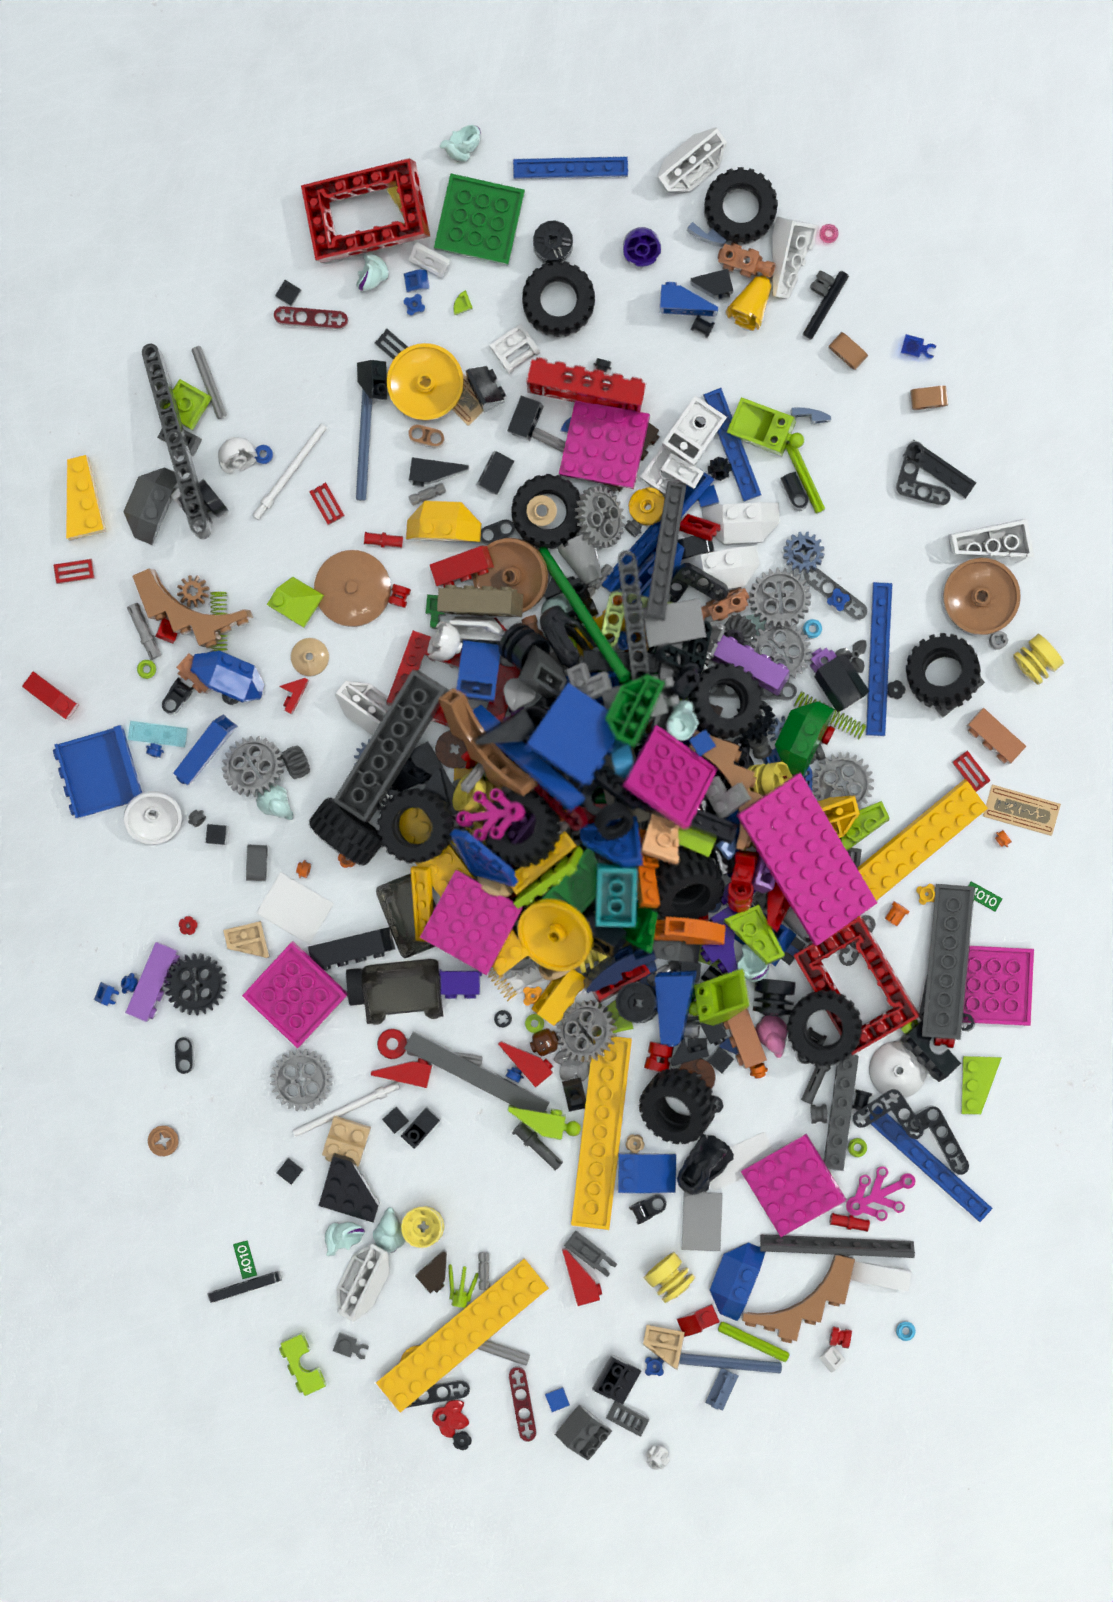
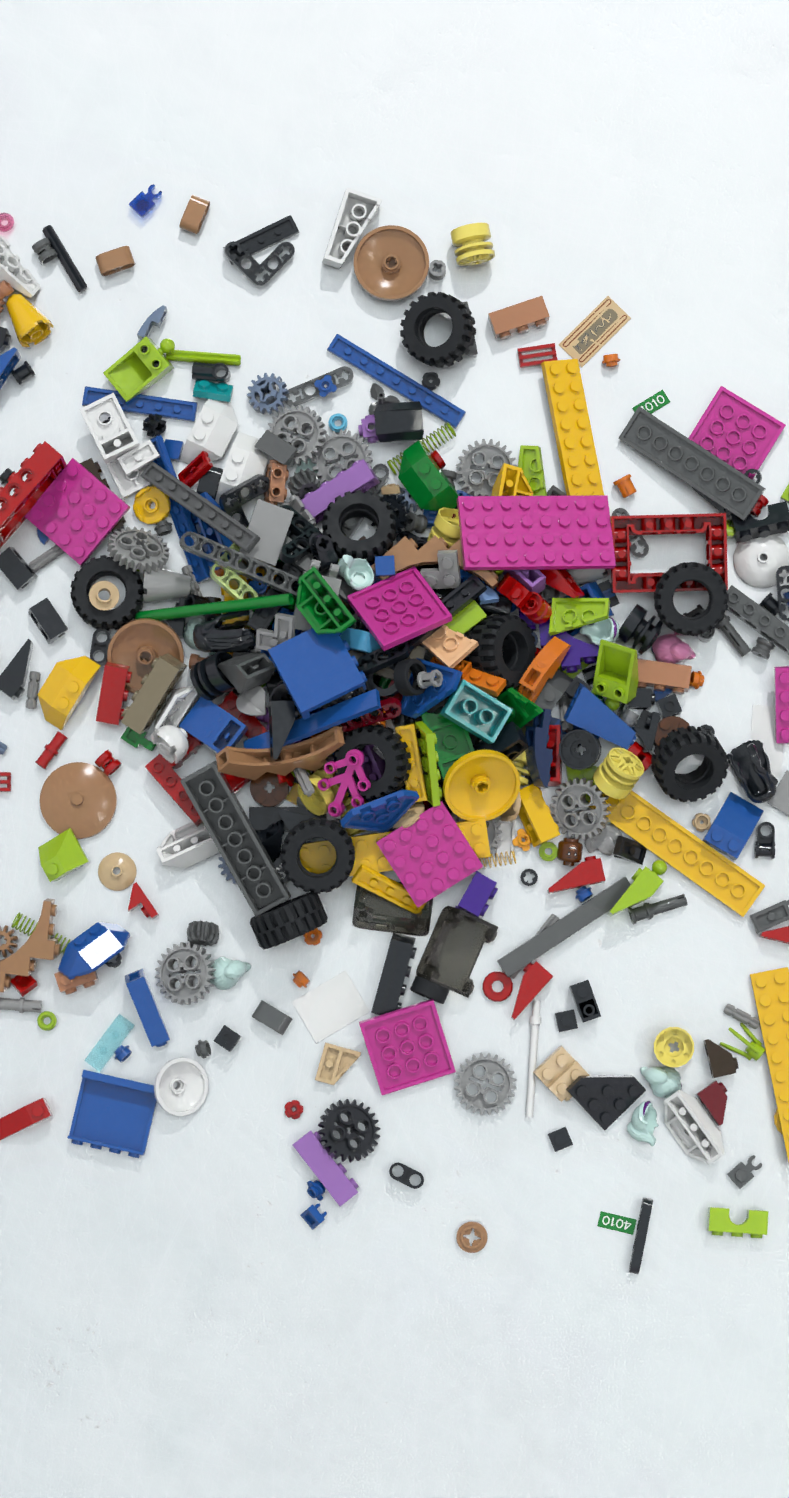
camera: 60 degrees left, 5 degrees down
(177, 695) = (85, 1006): black piece -> none
(396, 1287) = (714, 1100): none -> dark red slope
(621, 838) = (430, 680): none -> light grey bush
(635, 1048) = (618, 773): none -> light yellow wheel
(758, 587) = (276, 448): none -> dark grey slope
(778, 708) = (390, 489): none -> tan tile
(779, 502) = (212, 390): none -> teal plate
(922, 890) = (624, 456): yellow plate -> none

